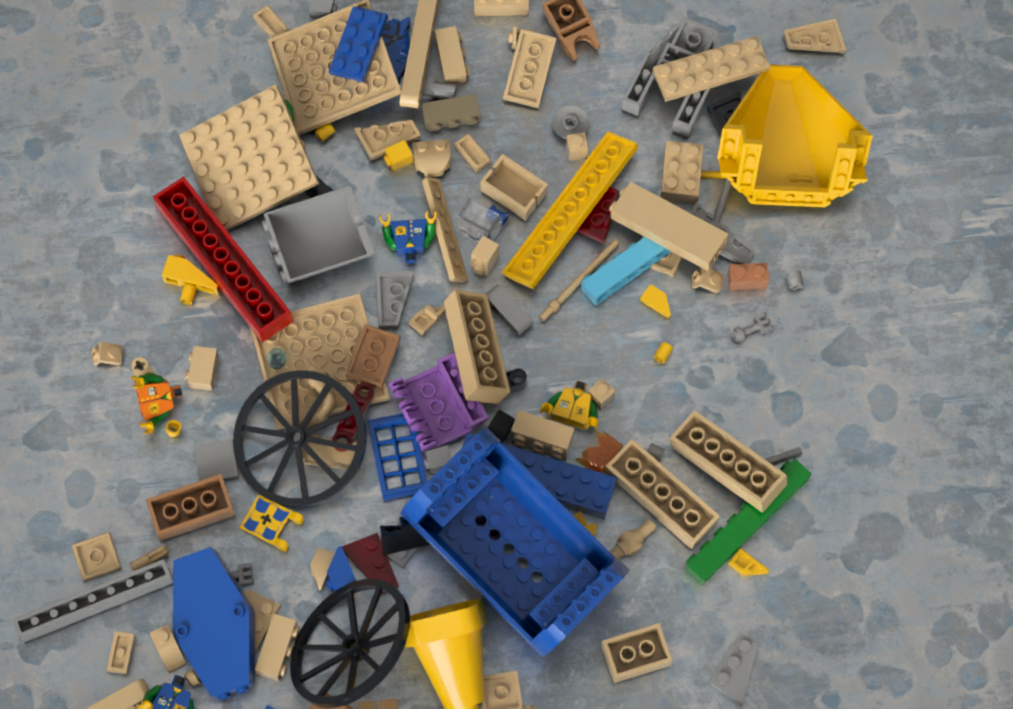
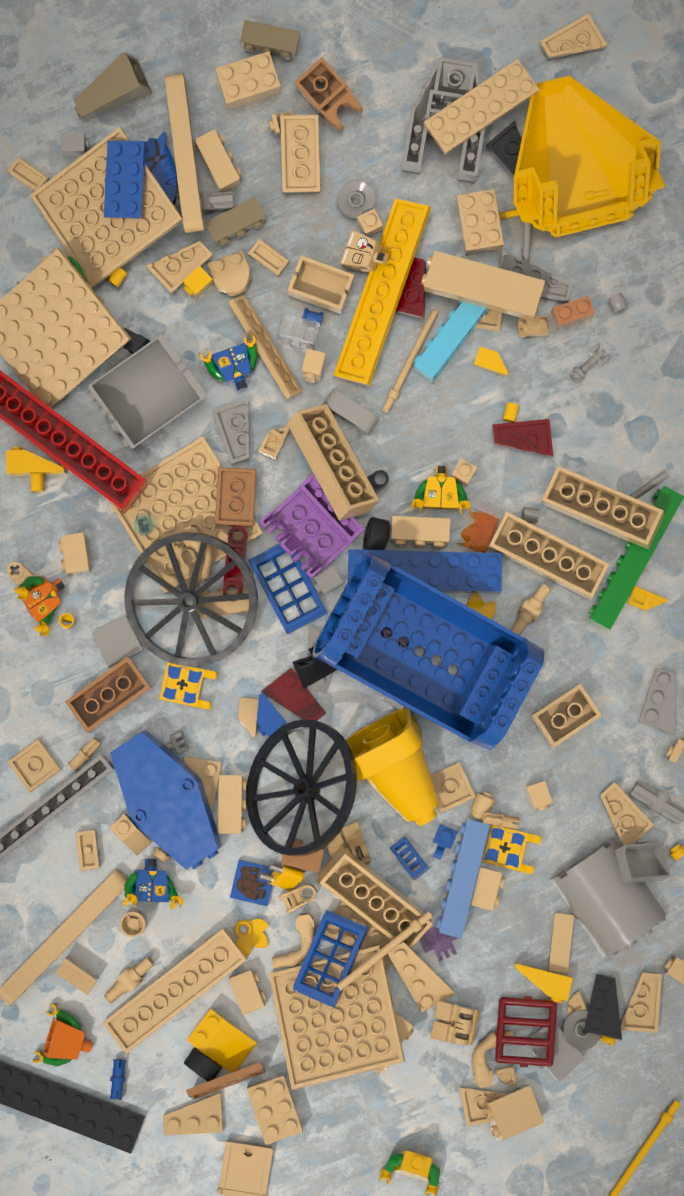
camera: 15 degrees left, 15 degrees up
(562, 170) = (362, 253): none -> tan torso
(670, 377) = (526, 436): none -> dark red wing

